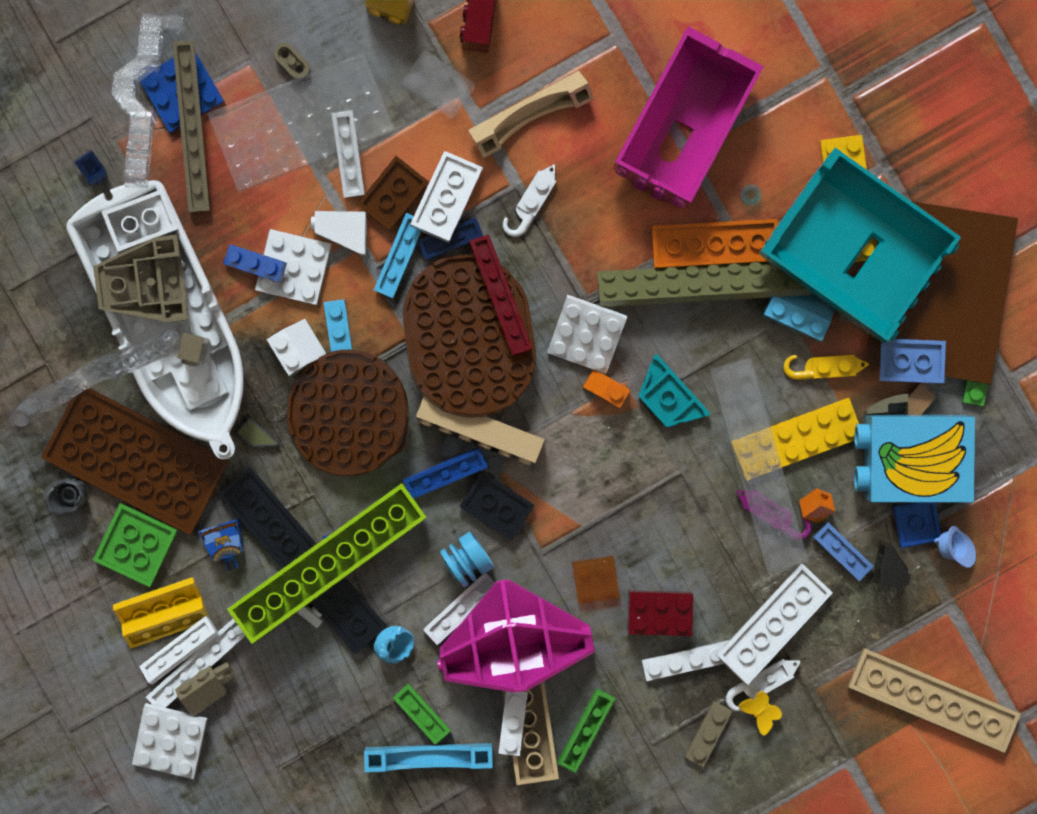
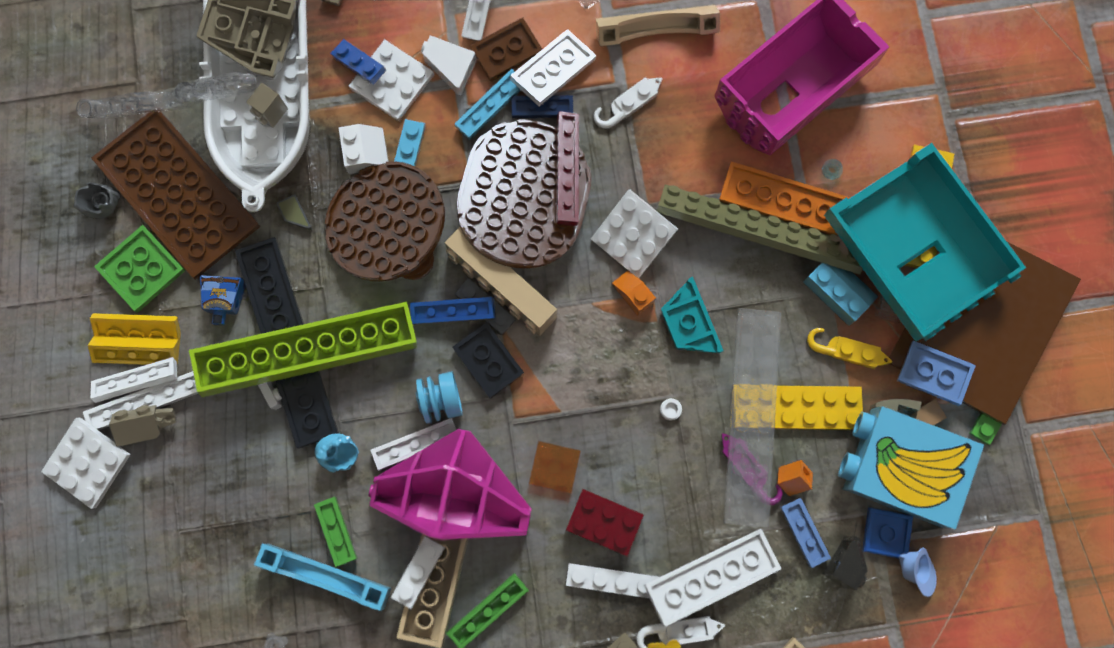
camera: 25 degrees right, 10 degrees down
(681, 485) = (670, 409): none -> white tile

